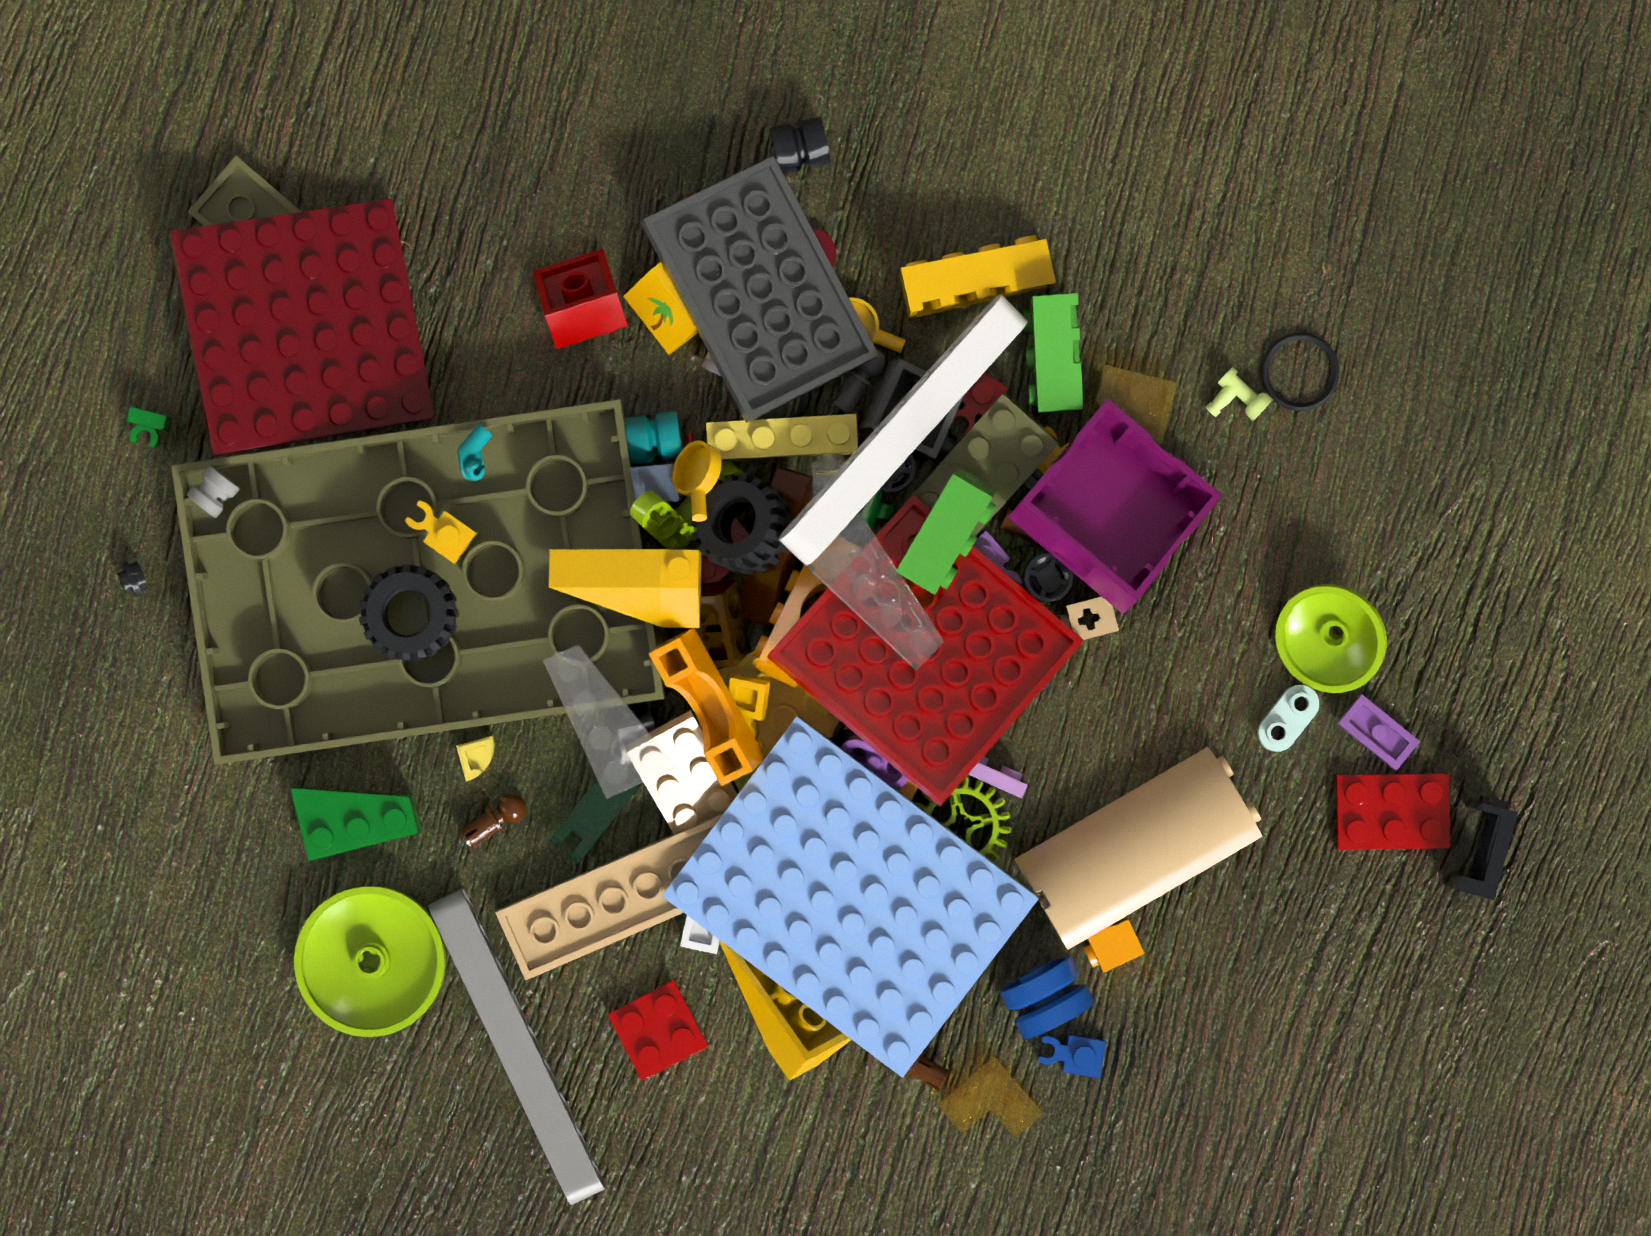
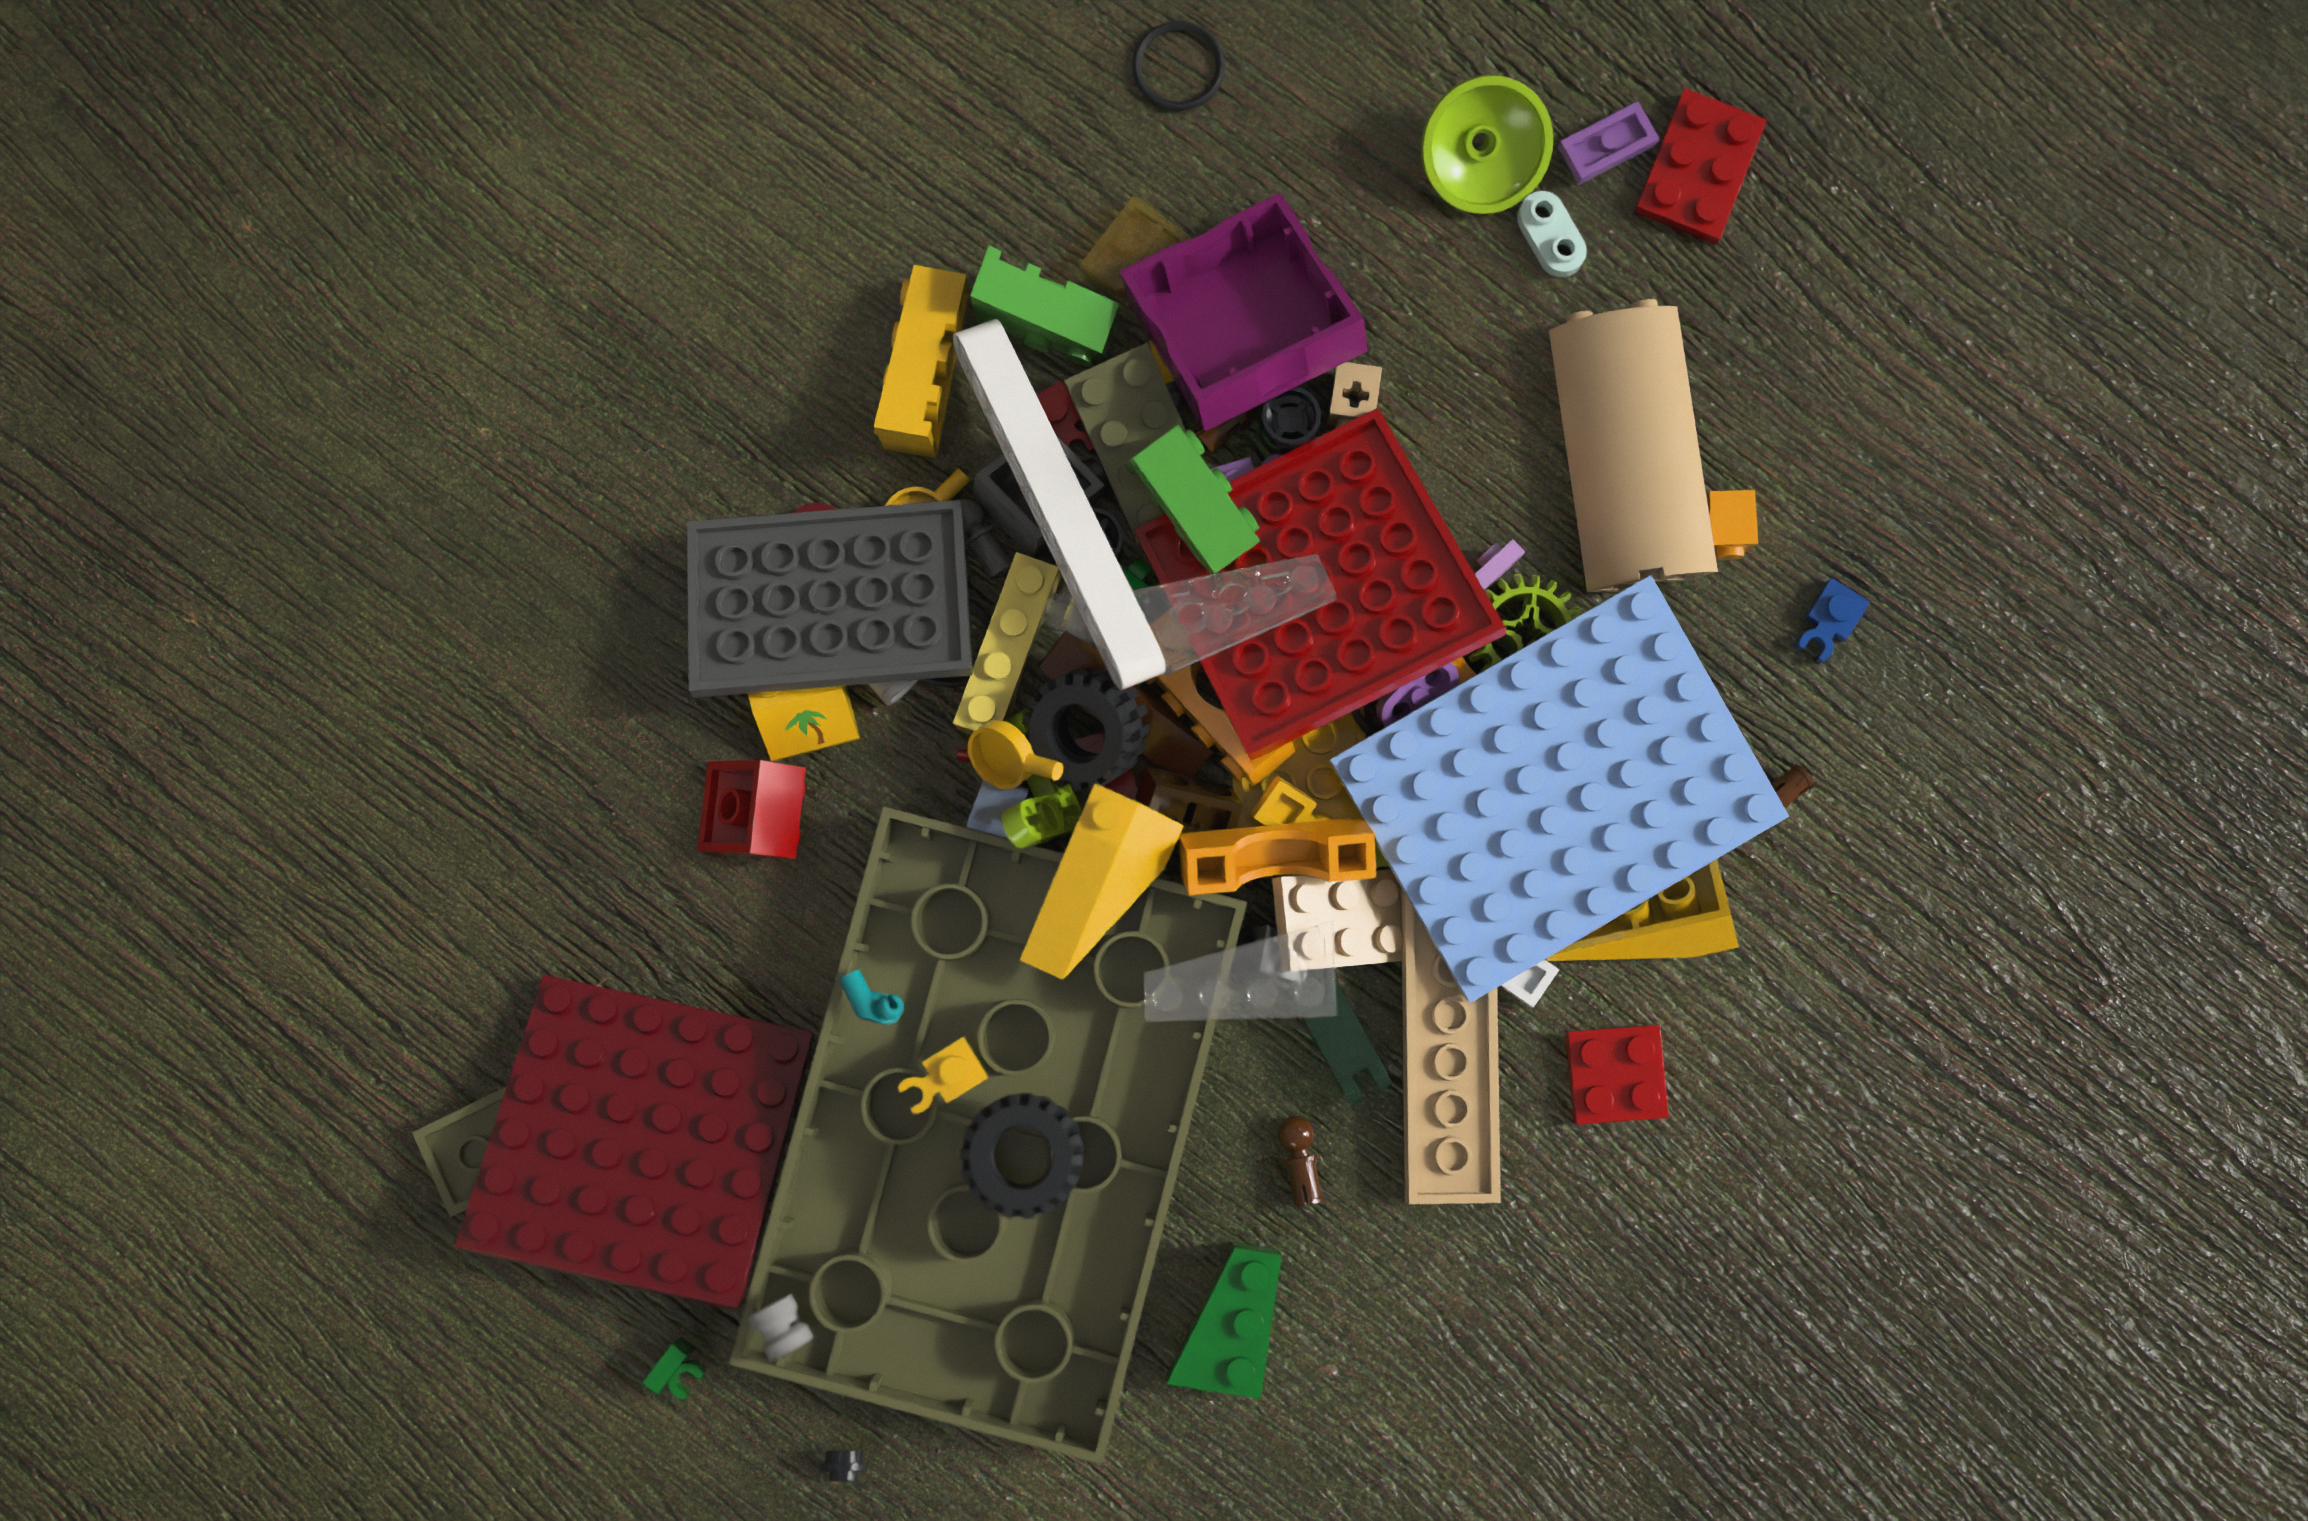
camera: 65 degrees left, 5 degrees down
(369, 961) = (1405, 1376): lime dish -> none
(476, 756) = (1218, 1150): light yellow tile -> none
(517, 1046) = (1572, 1245): light grey beam -> none
(653, 437) = (944, 789): teal wheel -> none
(800, 145) = (690, 489): black wheel -> none
(993, 1090) = (1833, 733): clear yellow plate -> none
(1049, 1002) = (1762, 616): blue wheel -> none
(1234, 386) = (1164, 139): yellowish green piece -> none
(1491, 850) = (1810, 99): black window -> none

